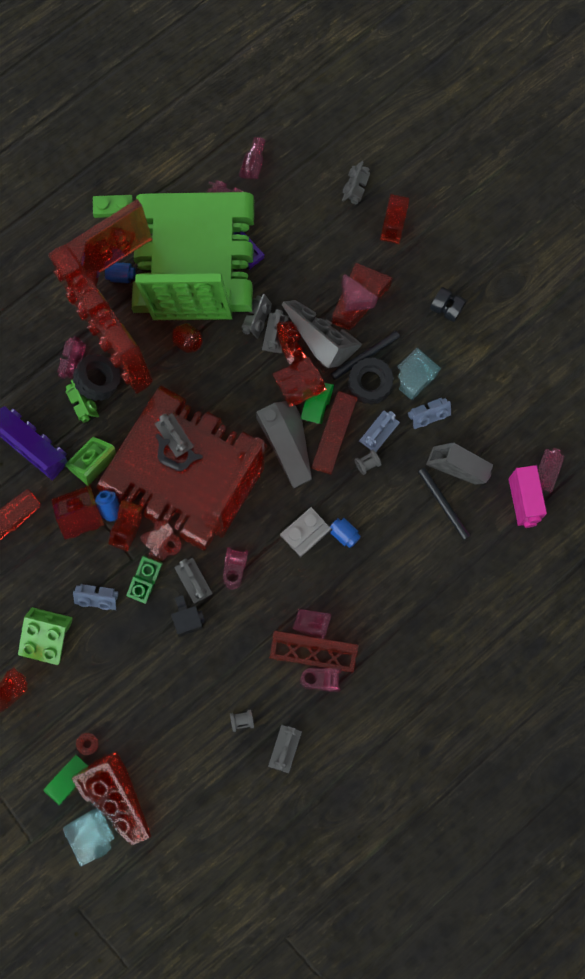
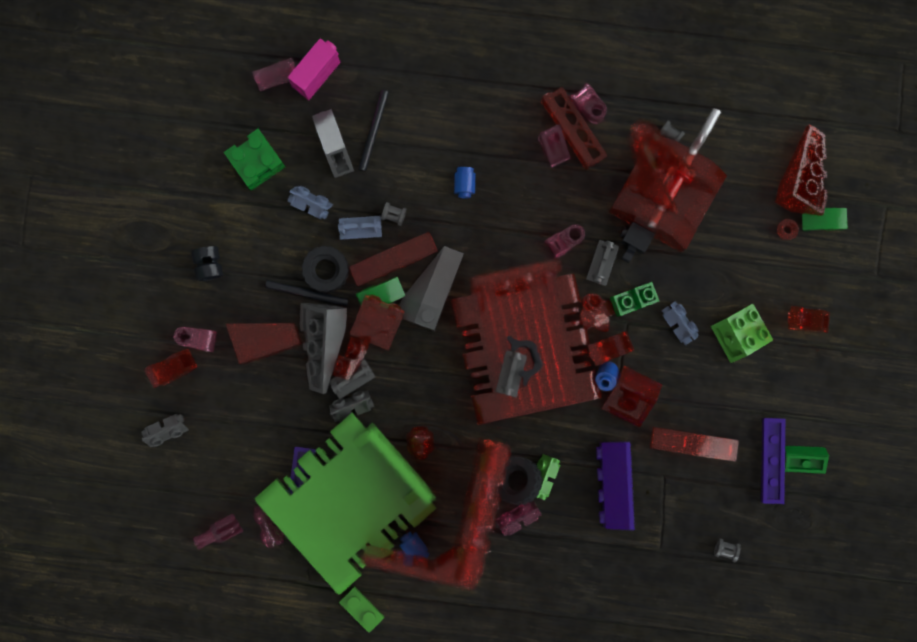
camera: 130 degrees left, 10 degrees up
(89, 836) = (849, 166): clear light blue piece -> none
(91, 460) = (583, 425): bright green slope -> none
(216, 670) = (661, 173): none -> clear red piece
(285, 748) = (662, 86): dark grey hinge -> none
(305, 532) = (489, 213): light grey plate -> none
(356, 296) = (271, 335): clear pink slope -> none
(399, 256) = (199, 338): none -> clear pink piece
(416, 373) = (287, 239): clear light blue piece -> none
(496, 399) = (254, 160): none -> green piece

